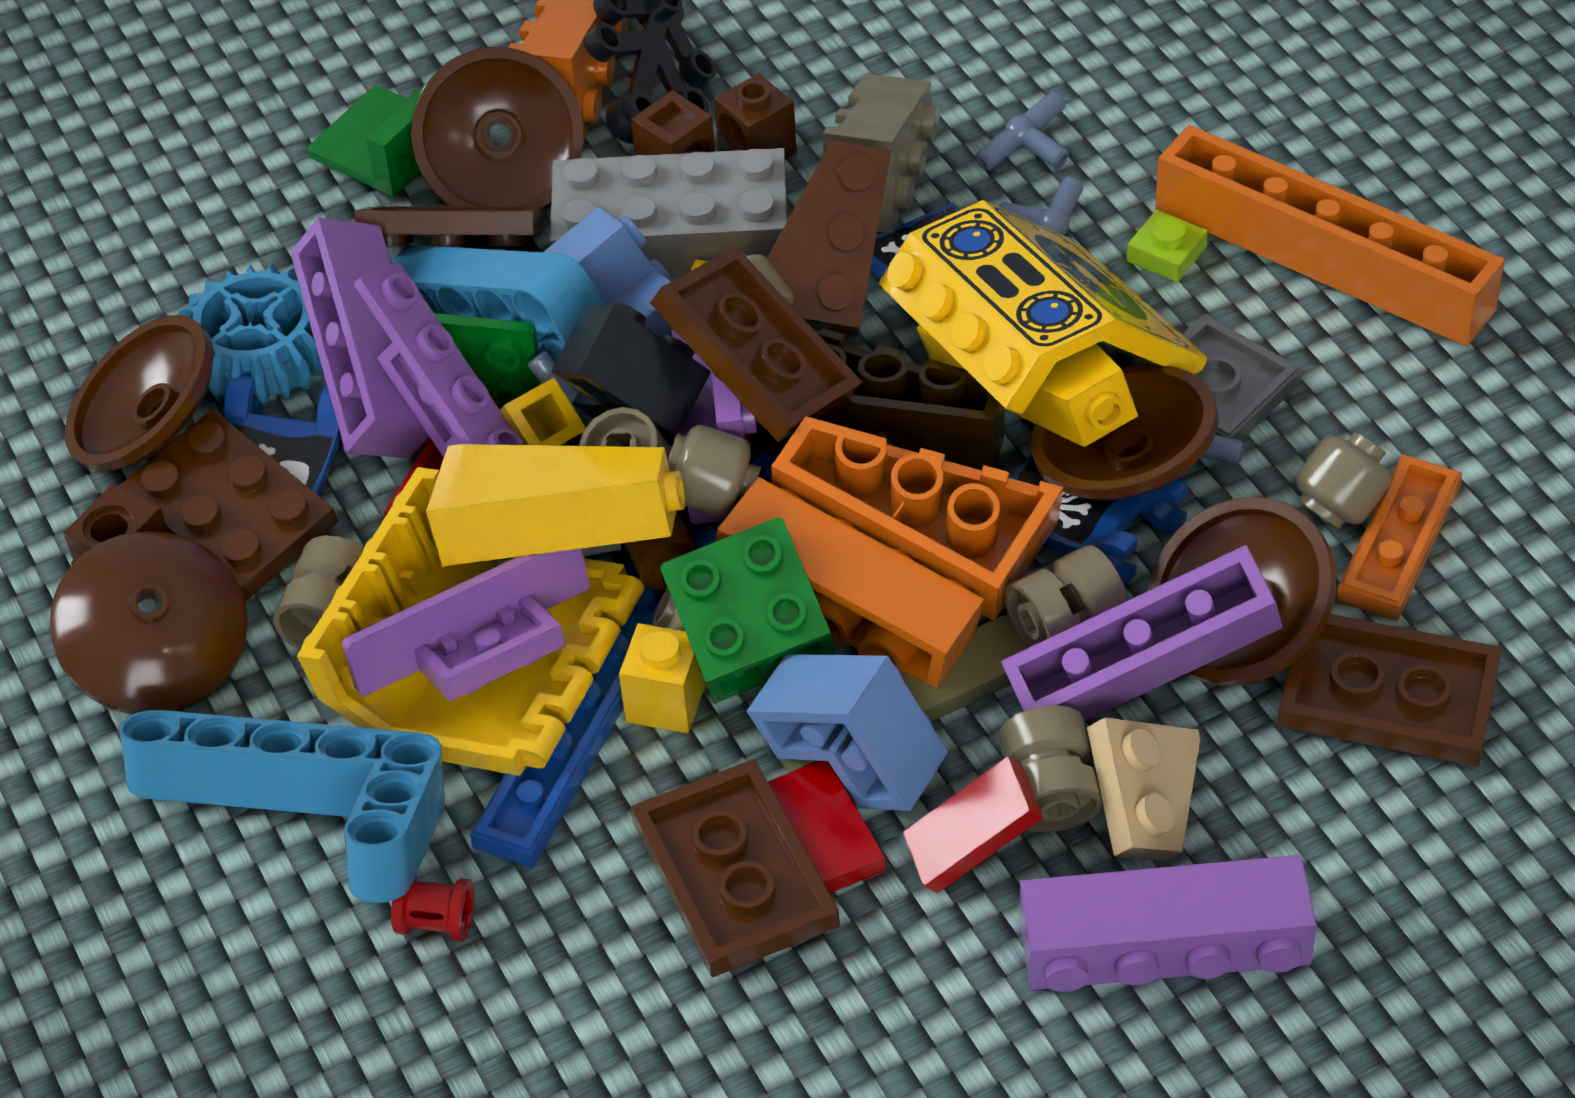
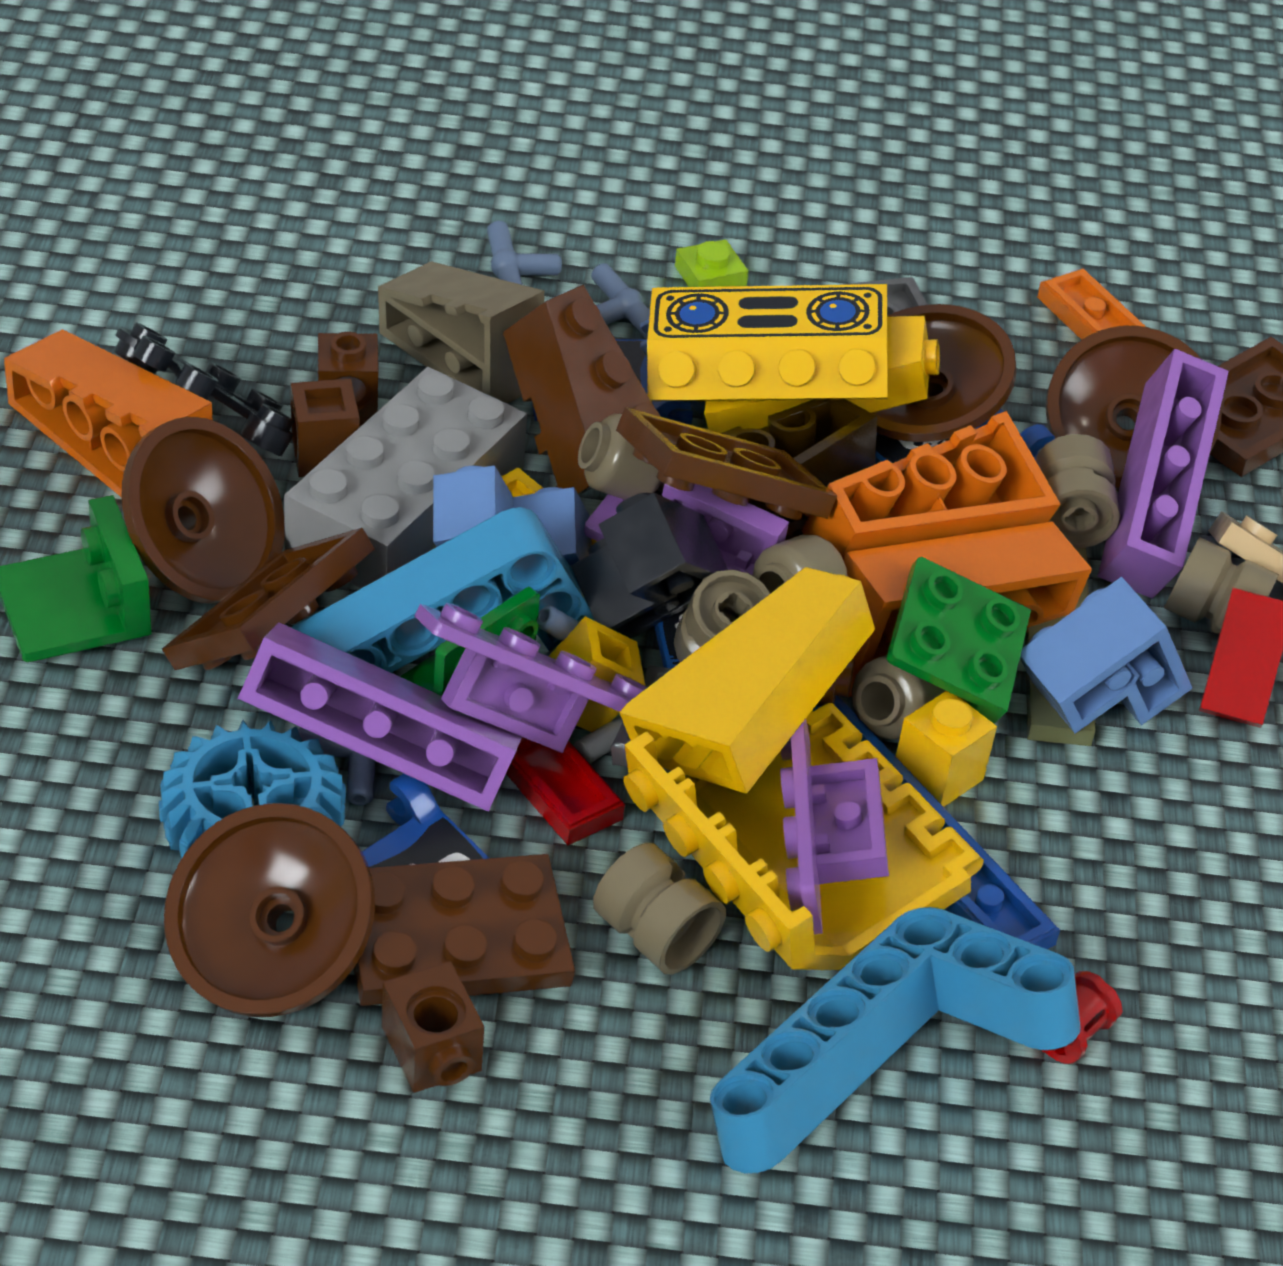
camera: 65 degrees left, 5 degrees down
(139, 657) = (573, 1050): reddish brown dish -> none
(734, 867) = (1169, 815): reddish brown plate -> none
(828, 825) = (1158, 748): red tile -> none
(1329, 235) = (806, 186): orange brick -> none
(1343, 479) = (1057, 311): dark tan head -> none

